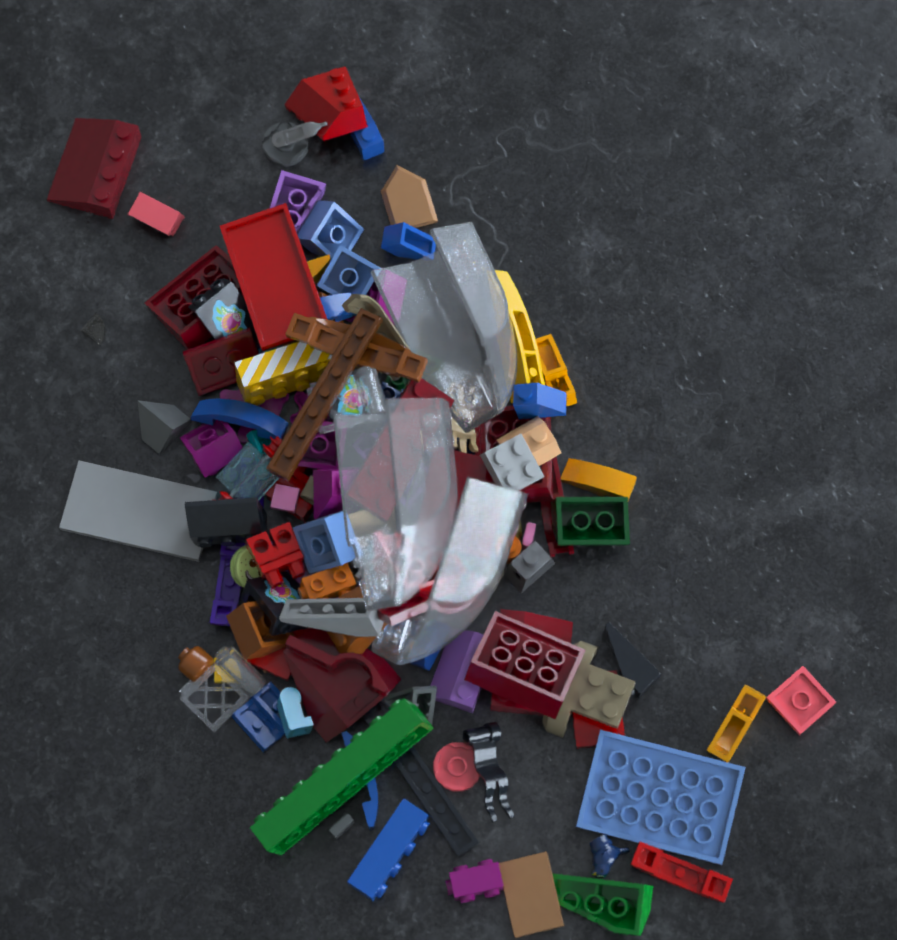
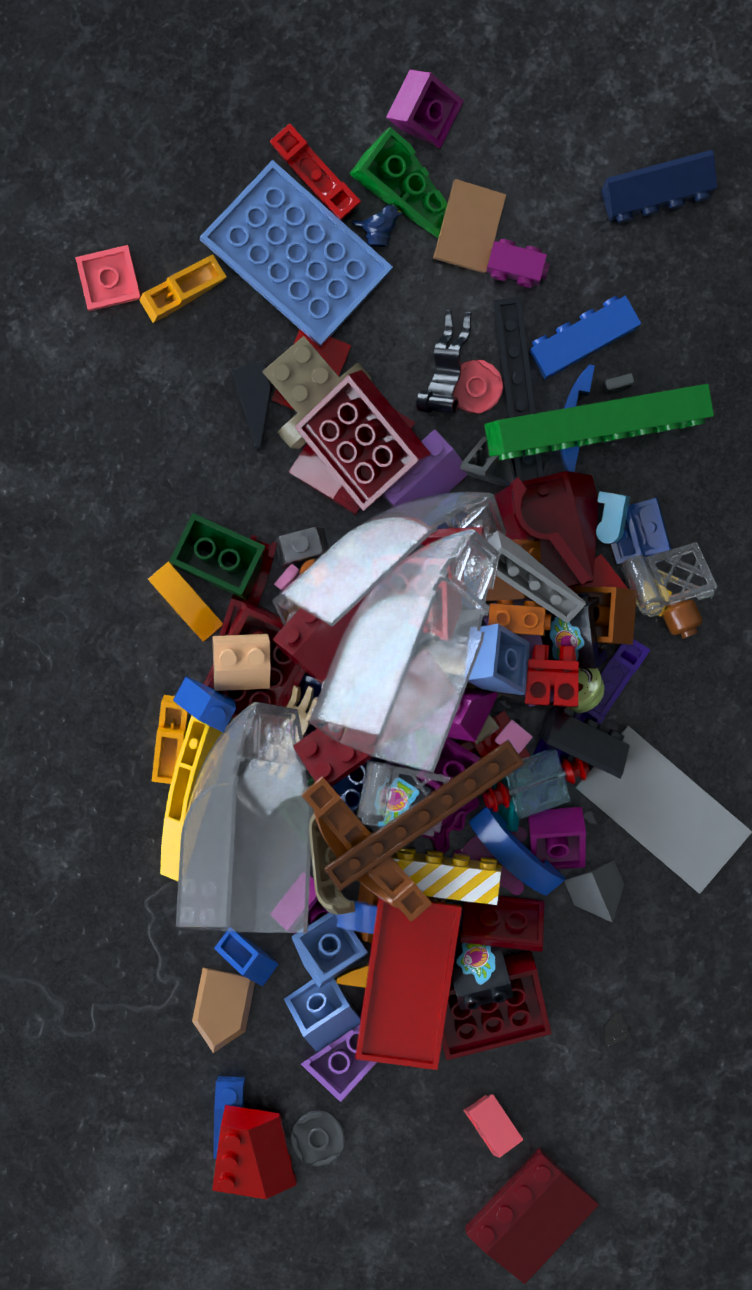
camera: 150 degrees left, 15 degrees up
(296, 133) = (302, 1137): light grey piece -> none
(512, 464) = (273, 635): light grey plate -> none

